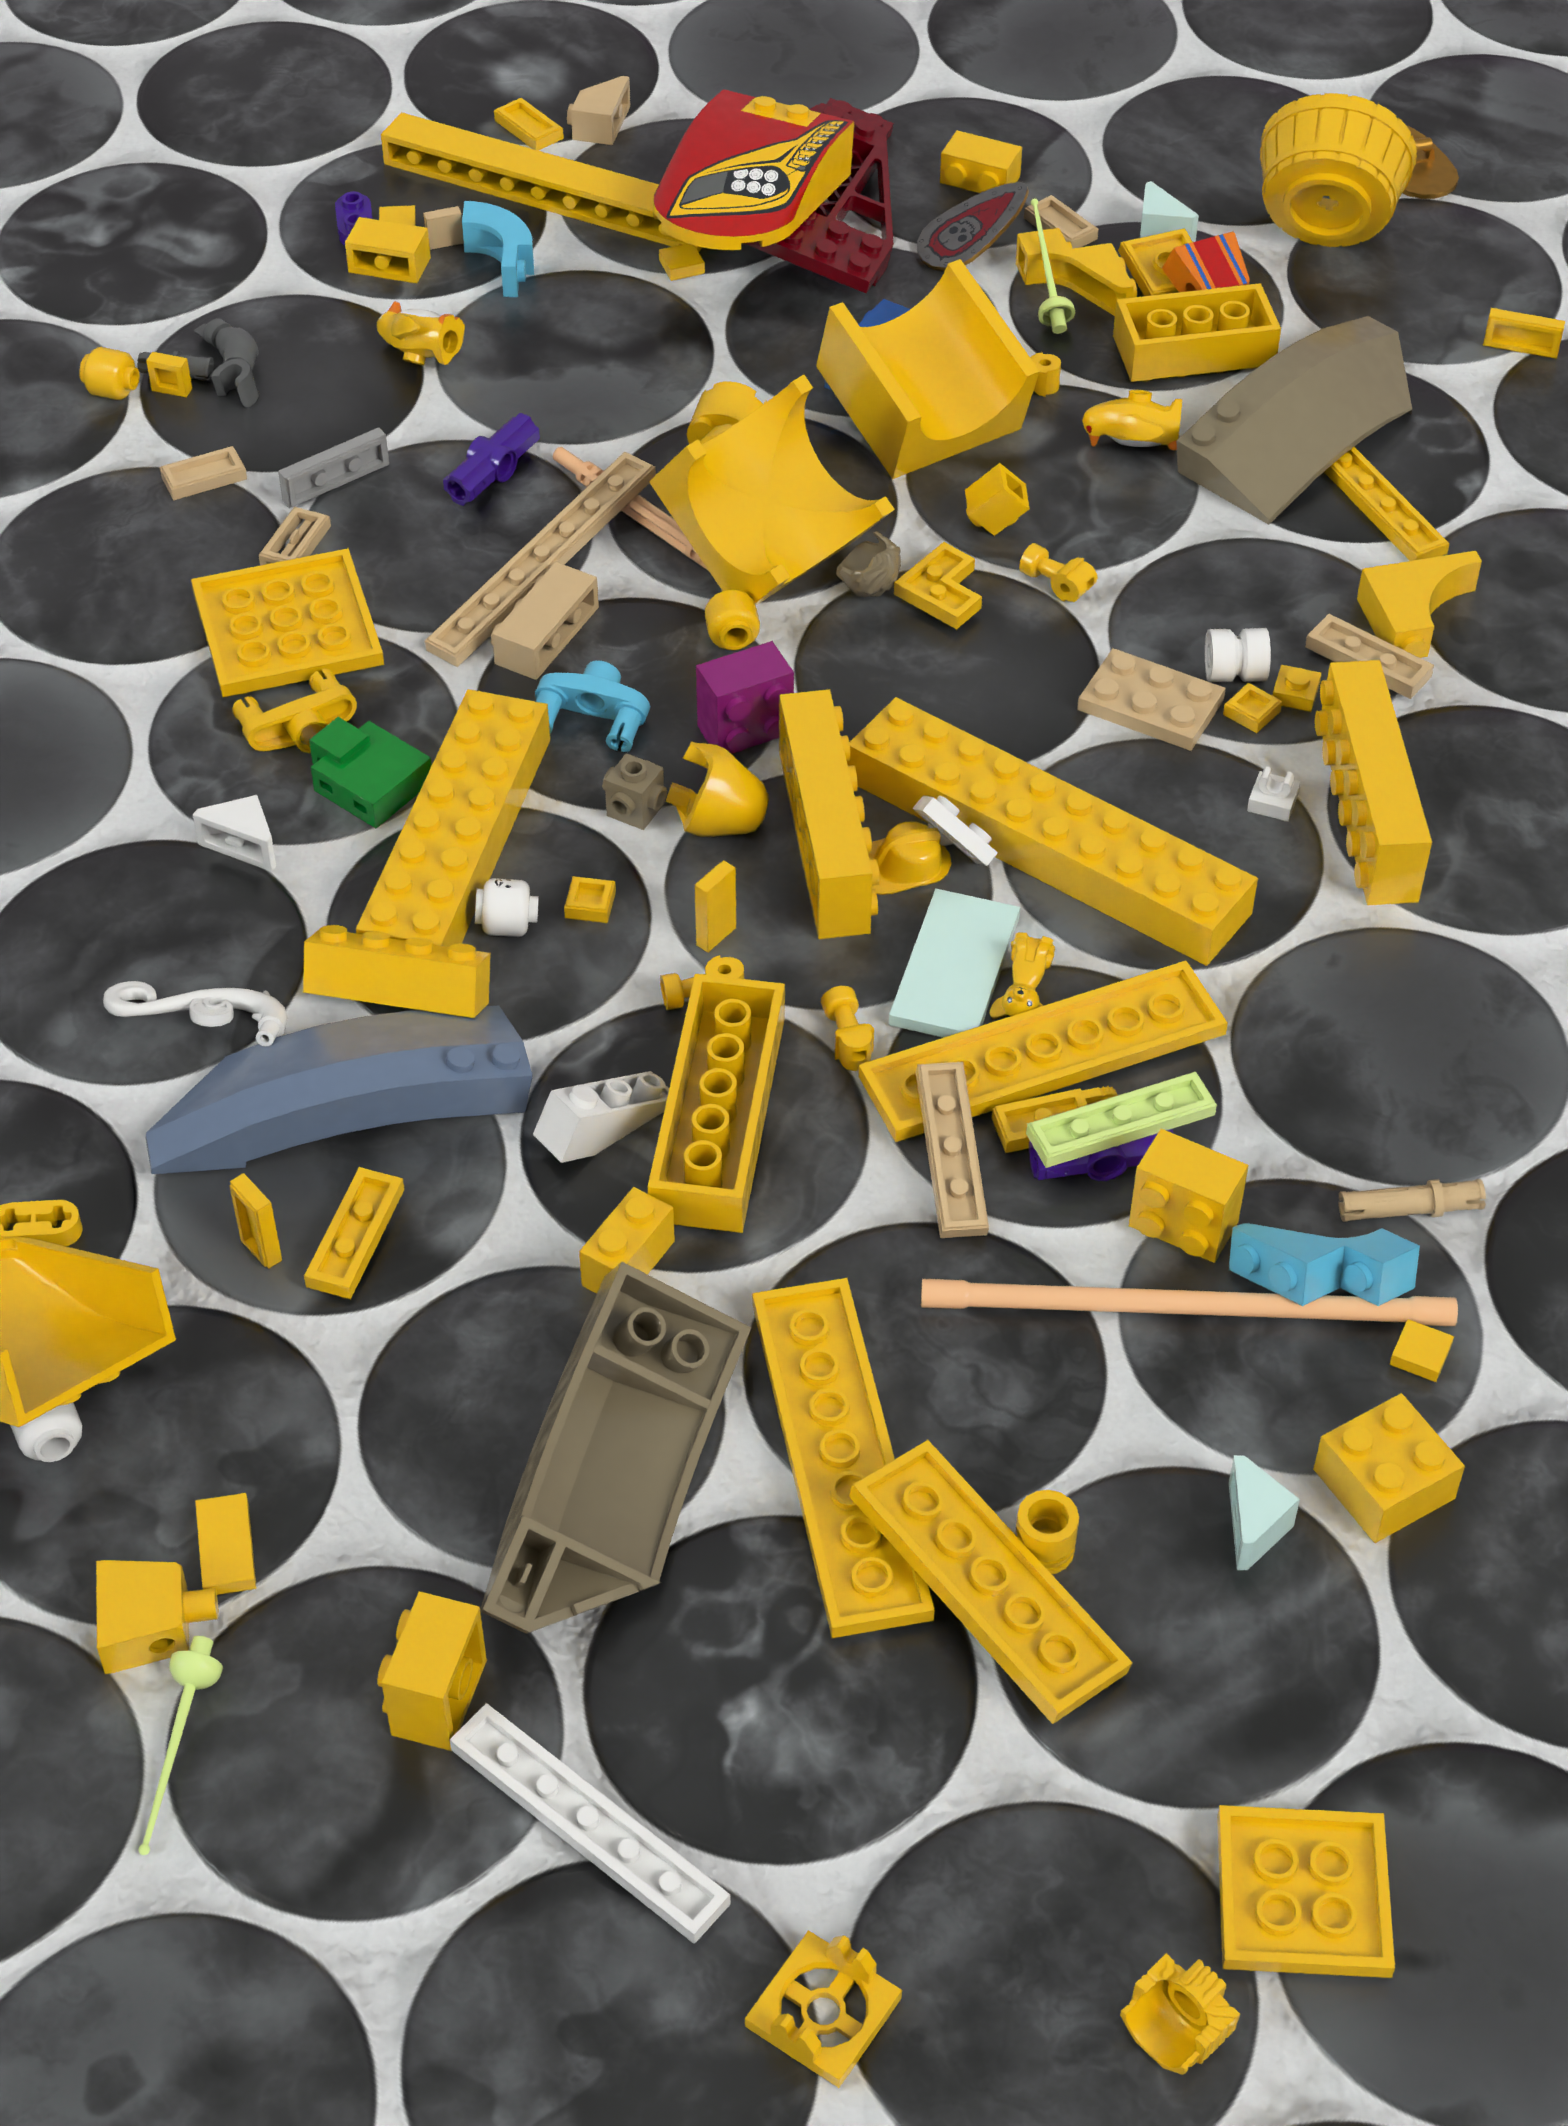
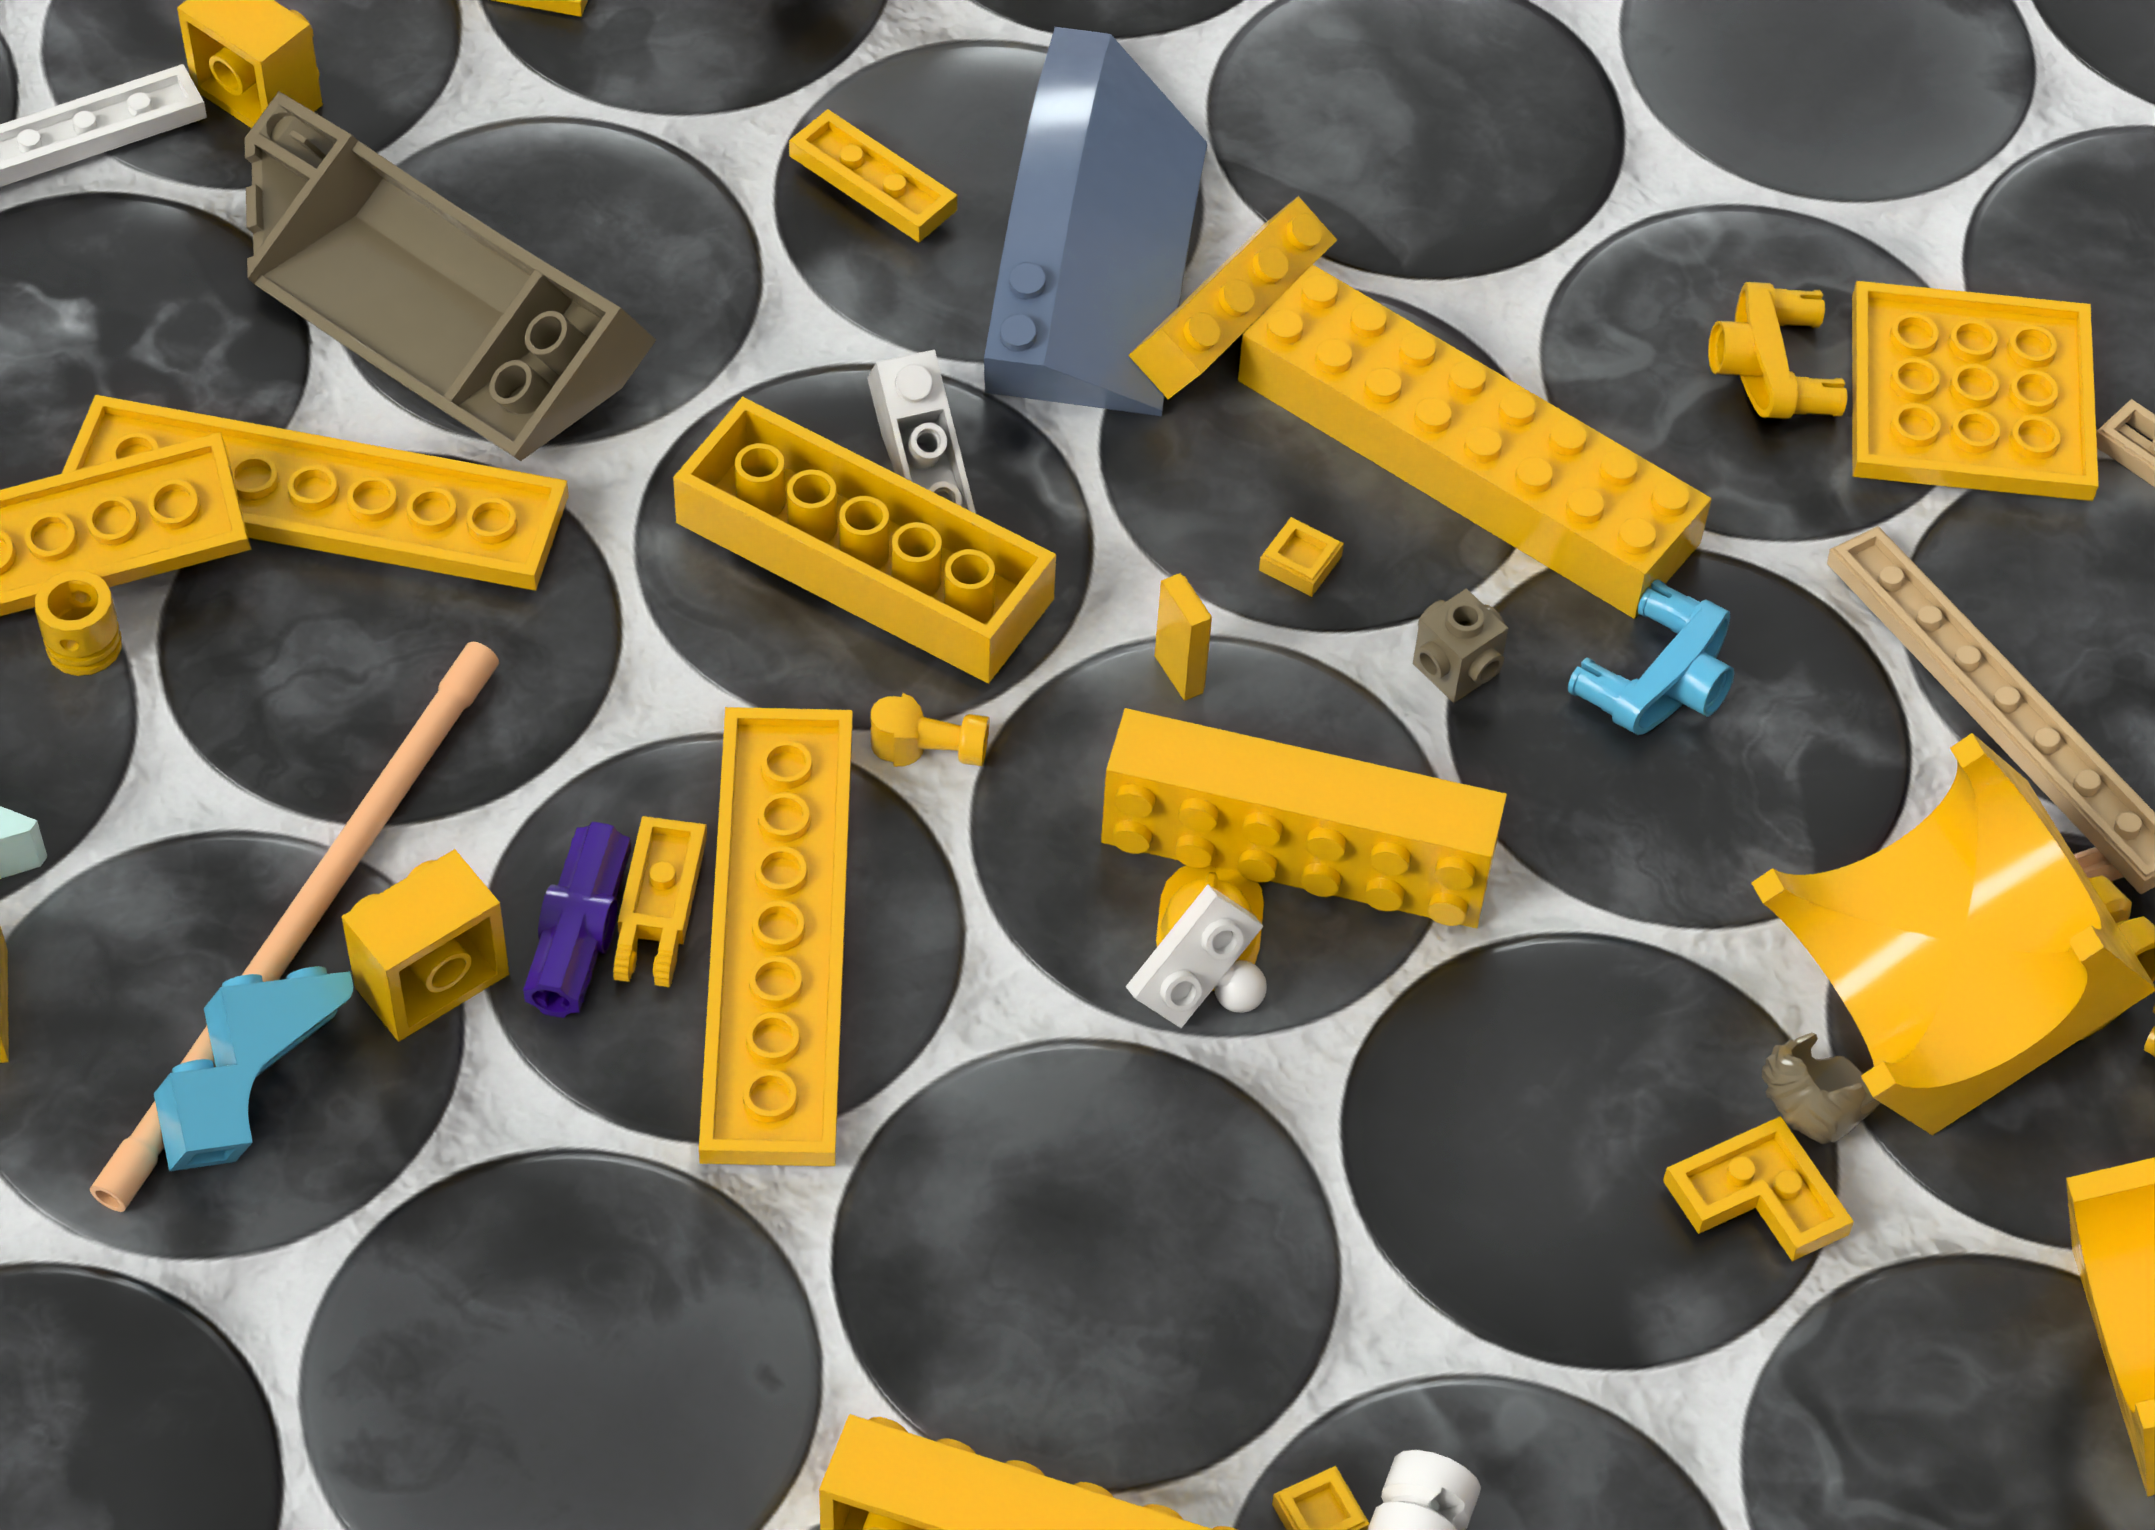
camera: 110 degrees right, 5 degrees up
(205, 1006) = (1280, 128): white plant -> none
(237, 831) = (1566, 240): white slope -> none
(255, 1221) = (910, 71): yellow tile -> none
(366, 770) = (1638, 385): green piece -> none
(505, 907) = (1307, 444): white head -> none
(545, 620) = (1862, 664): tan brick -> none
(634, 1233) = (693, 379): yellow brick -> none
(675, 989) = (1078, 622): yellow leg -> none
(729, 799) = (1382, 704): yellow piece -> none
(732, 619) = (1754, 858): yellow head -> none
(742, 696) = (1568, 809): magenta brick -> none
(952, 1150) = (665, 753): tan tile -> none
(954, 964) = (985, 903): light aqua tile -> none
(996, 500) = (1921, 1330): yellow brick -> none
(1030, 961) = (936, 973): yellow animal -> none
(1058, 831) = (1160, 1098): yellow brick -> none
(1067, 580) = (1705, 1372): yellow leg -> none
(1120, 1119) = (583, 926): yellowish green tile -> none
(1151, 699) = (1398, 1378): tan plate -> none
(1274, 795) = (1117, 1448): white tile -> none
(1421, 1199) = (266, 1299): tan pin -> none
(1421, 1350) = (79, 1135): yellow tile -> none

